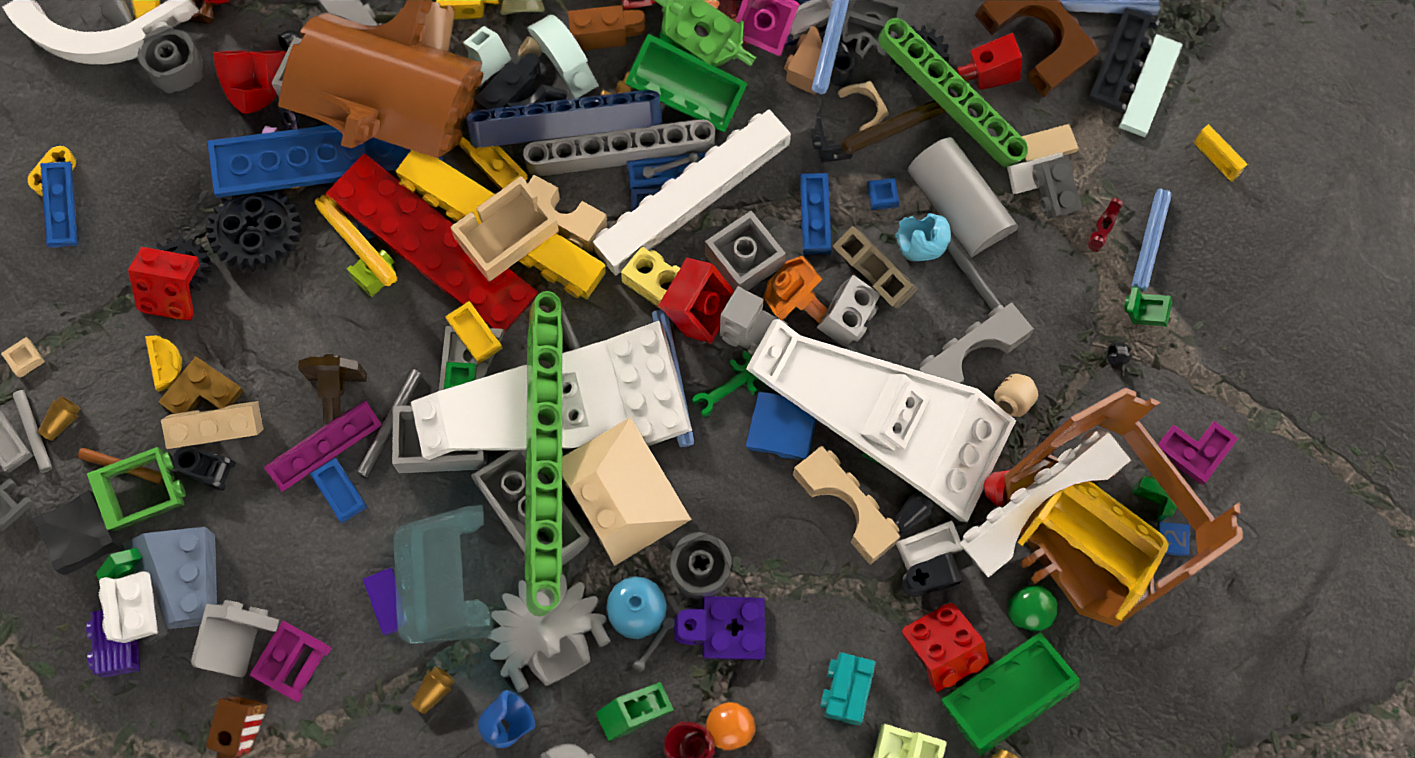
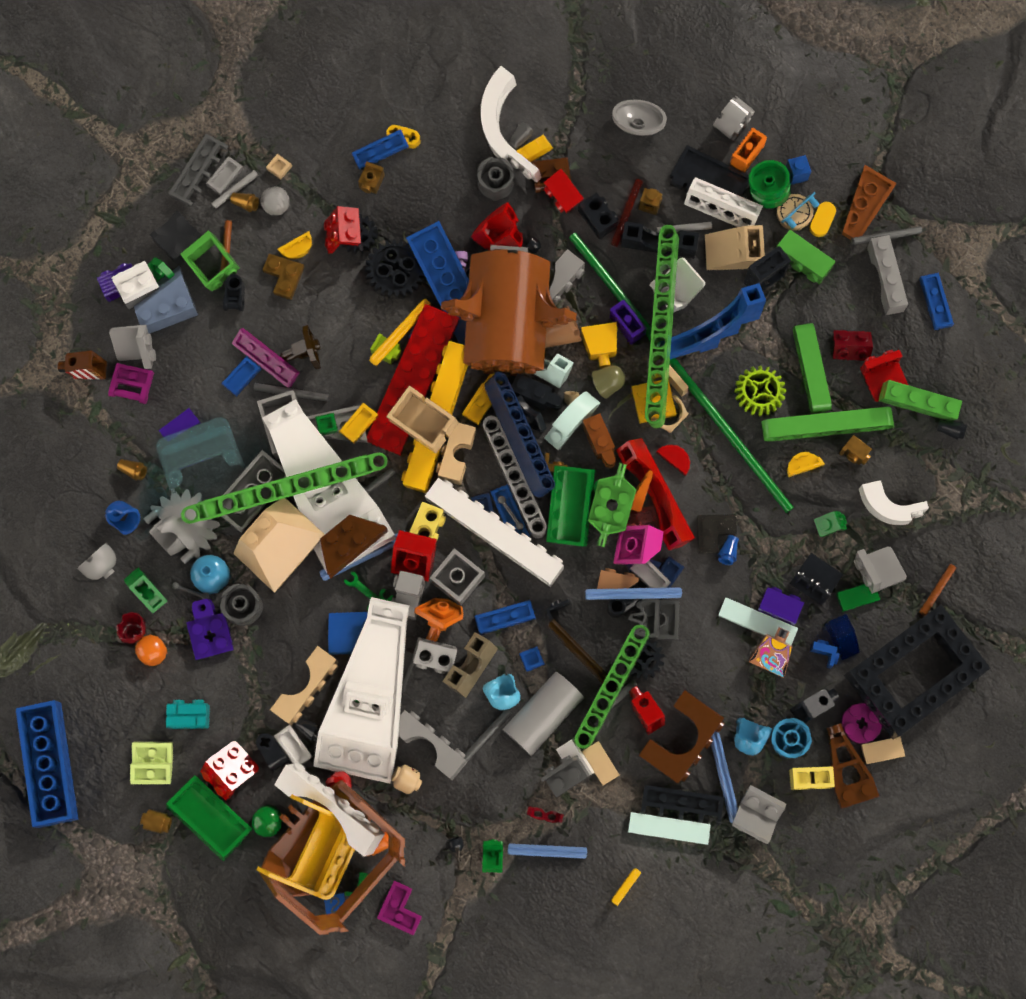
camera: 80 degrees right, 5 degrees up
(76, 374) = (274, 200): none -> light grey hair
(98, 227) = (377, 175): none -> pearl gold brick
(212, 426) = (264, 302): tan arch -> none
(651, 384) = (348, 541): none -> reddish brown wing
(870, 91) = (593, 643): tan cap -> none

